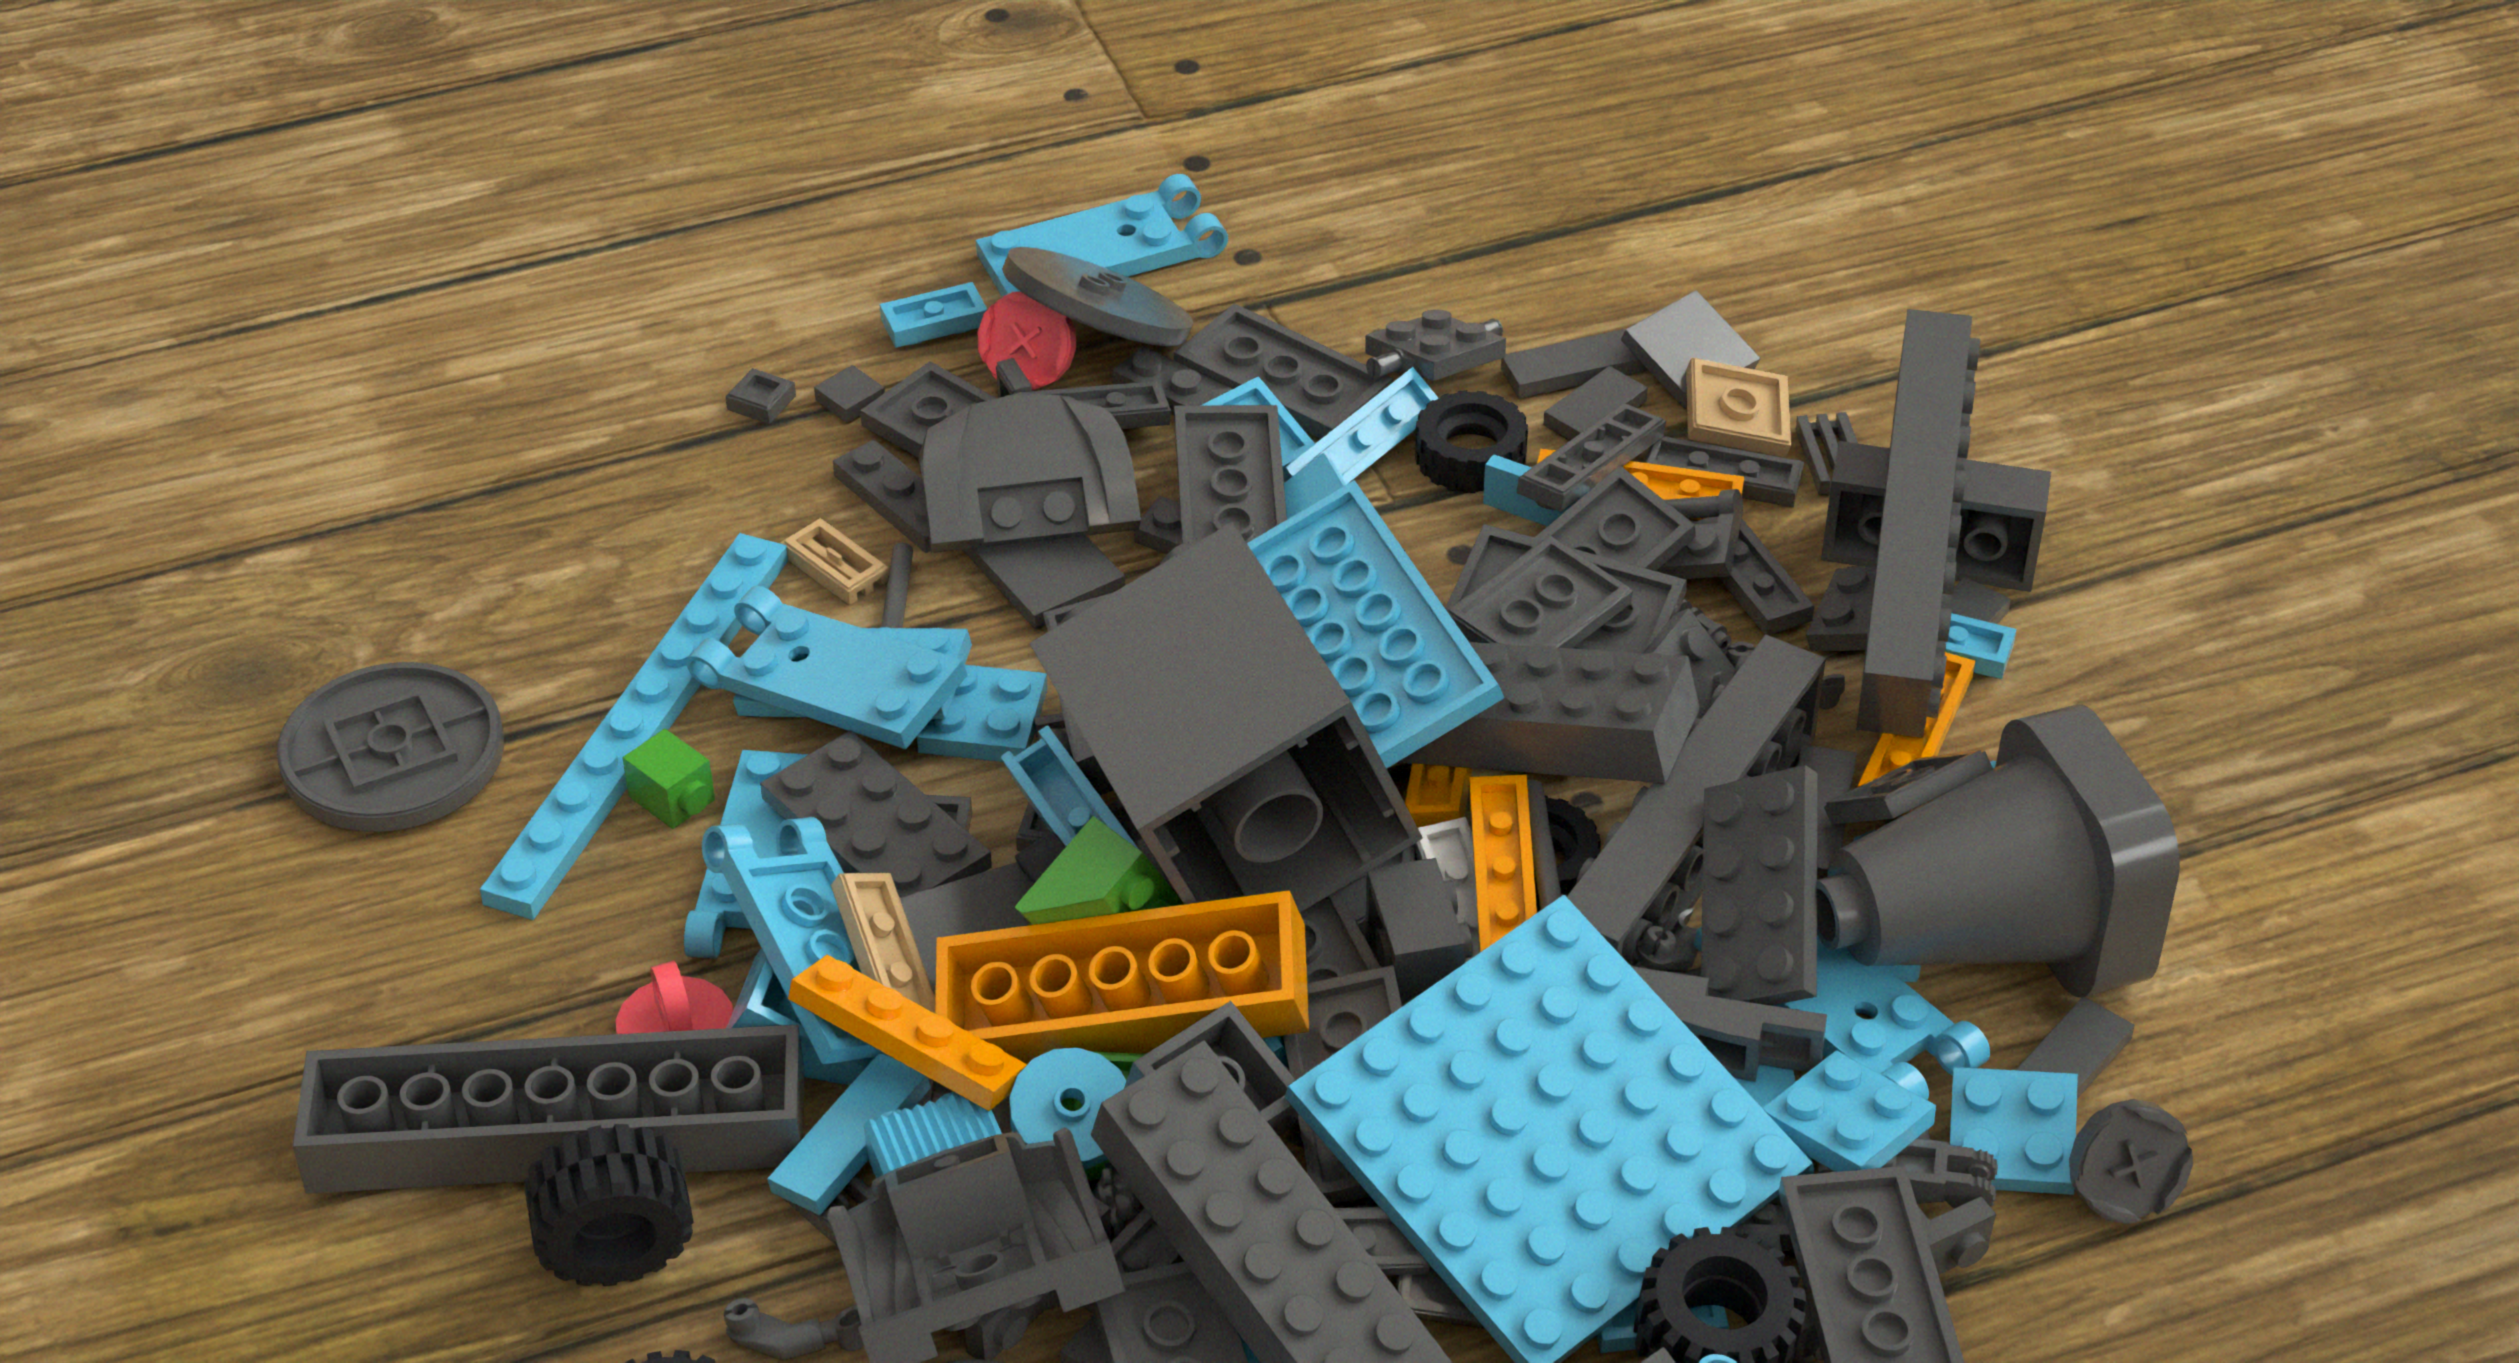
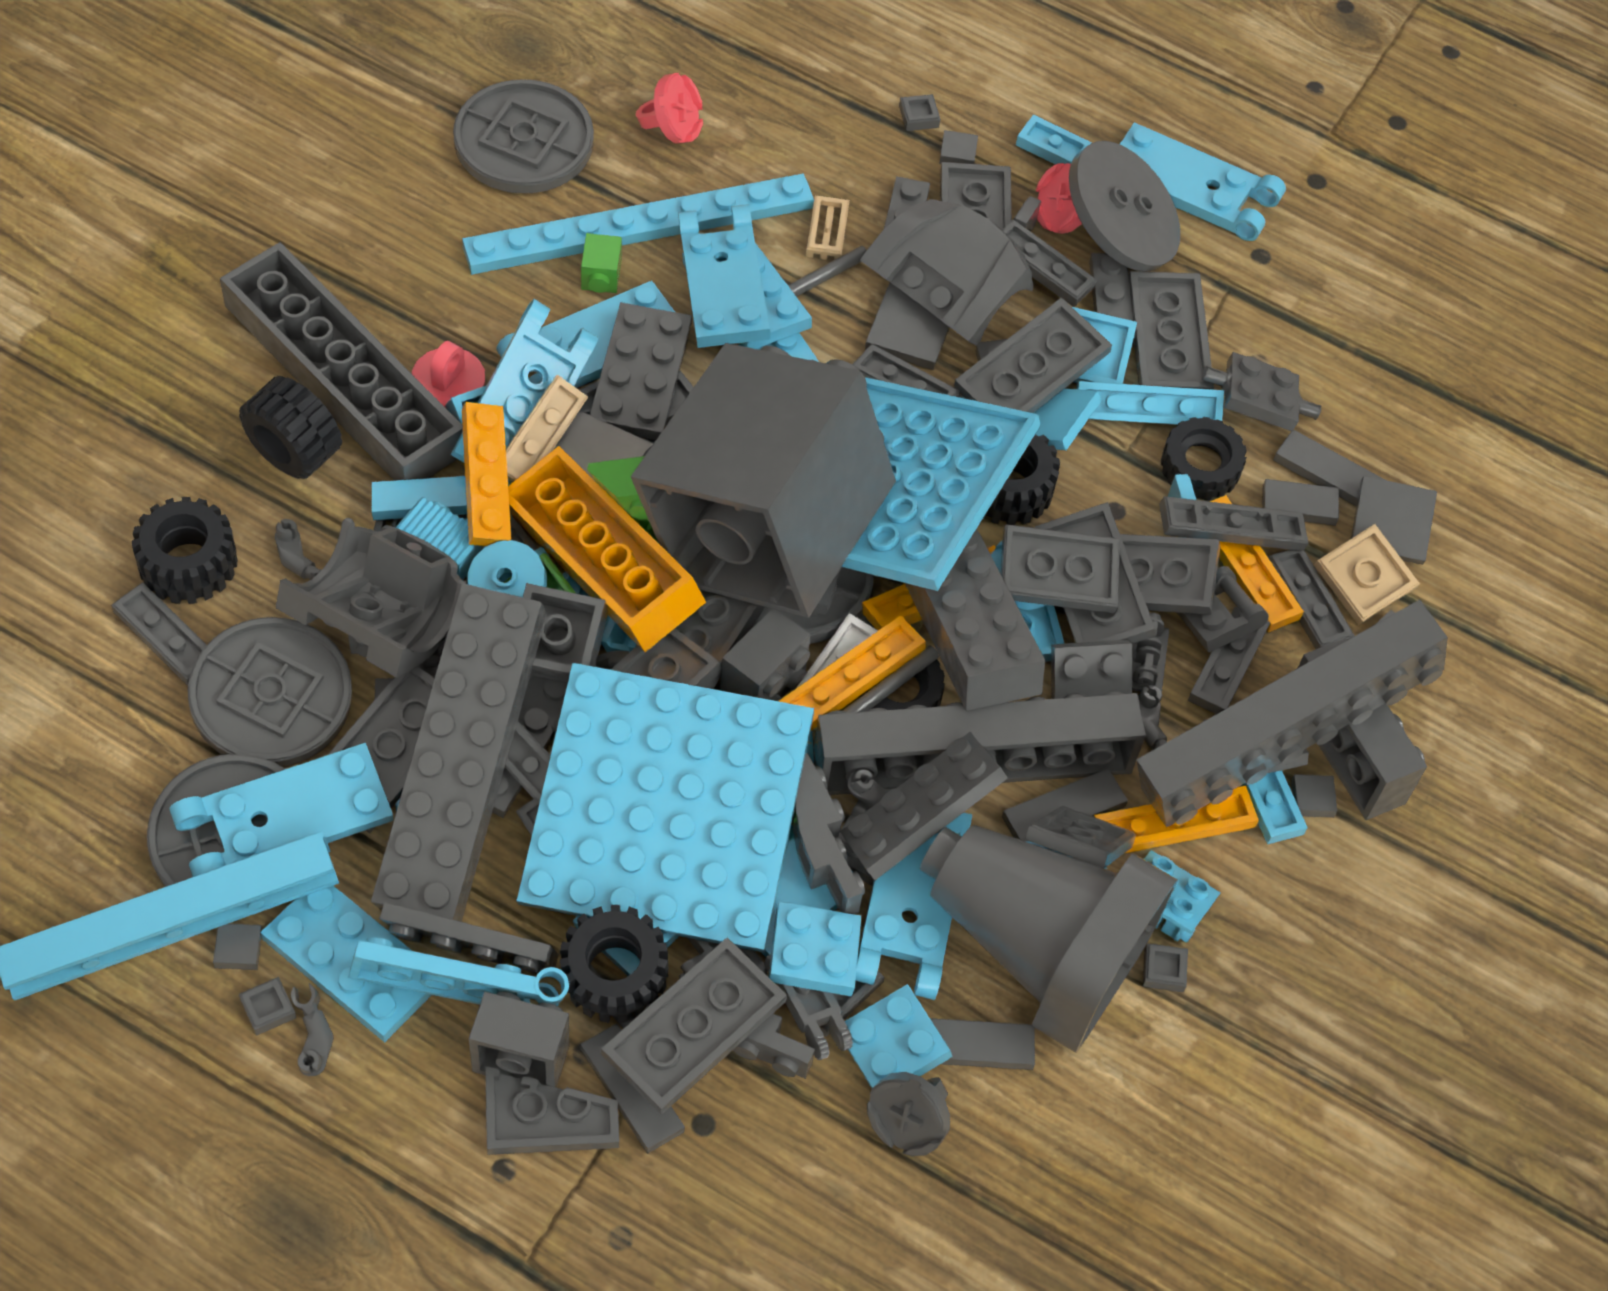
camera: 45 degrees right, 15 degrees up
(519, 588) = (673, 109): none -> coral tile

